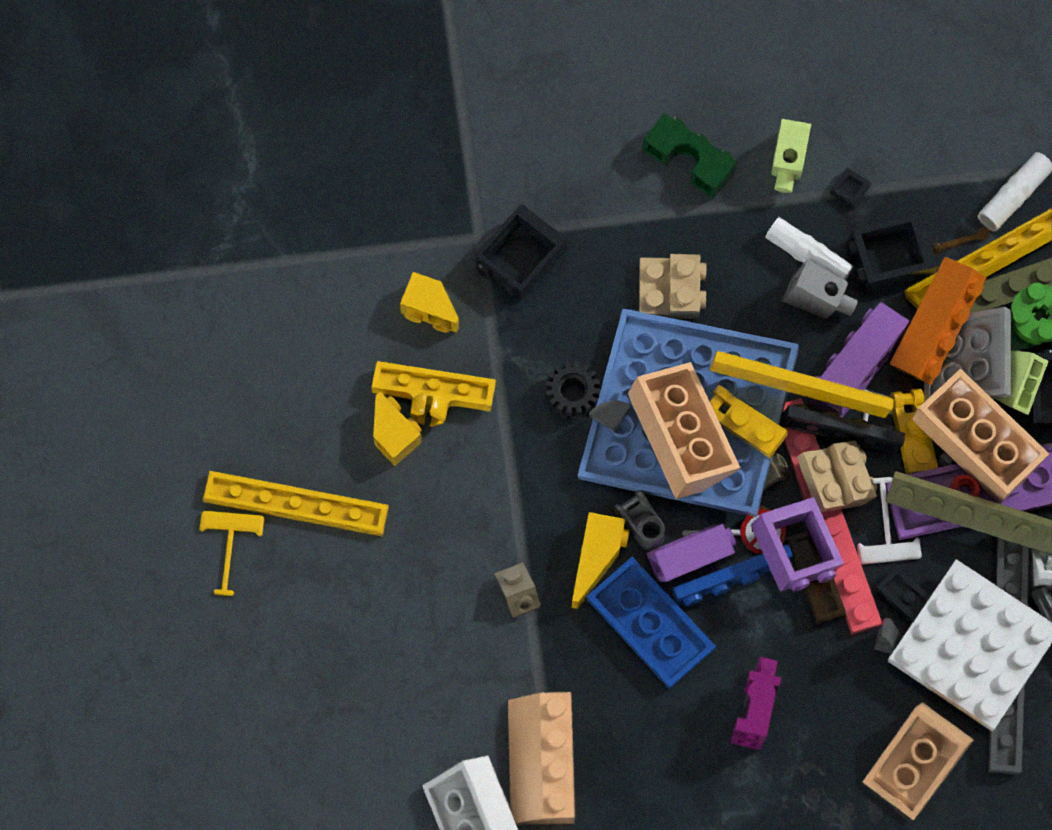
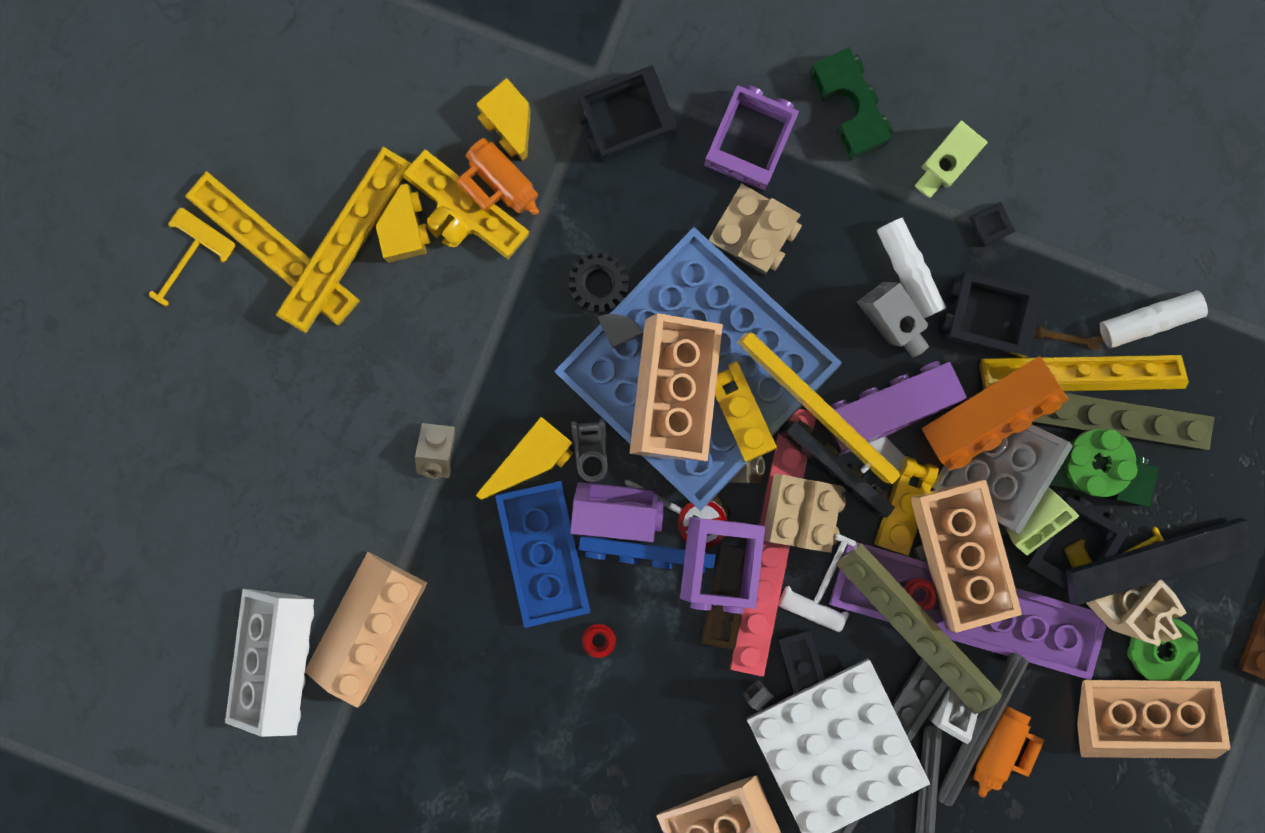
camera: 25 degrees right, 15 degrees up
(351, 465) = (343, 240): none -> yellow tile
(448, 350) = (501, 176): none -> orange piece
(628, 246) = (735, 167): none -> medium lavender window
(737, 658) = (598, 651): none -> red plate
(758, 705) = (597, 695): magenta hips -> none

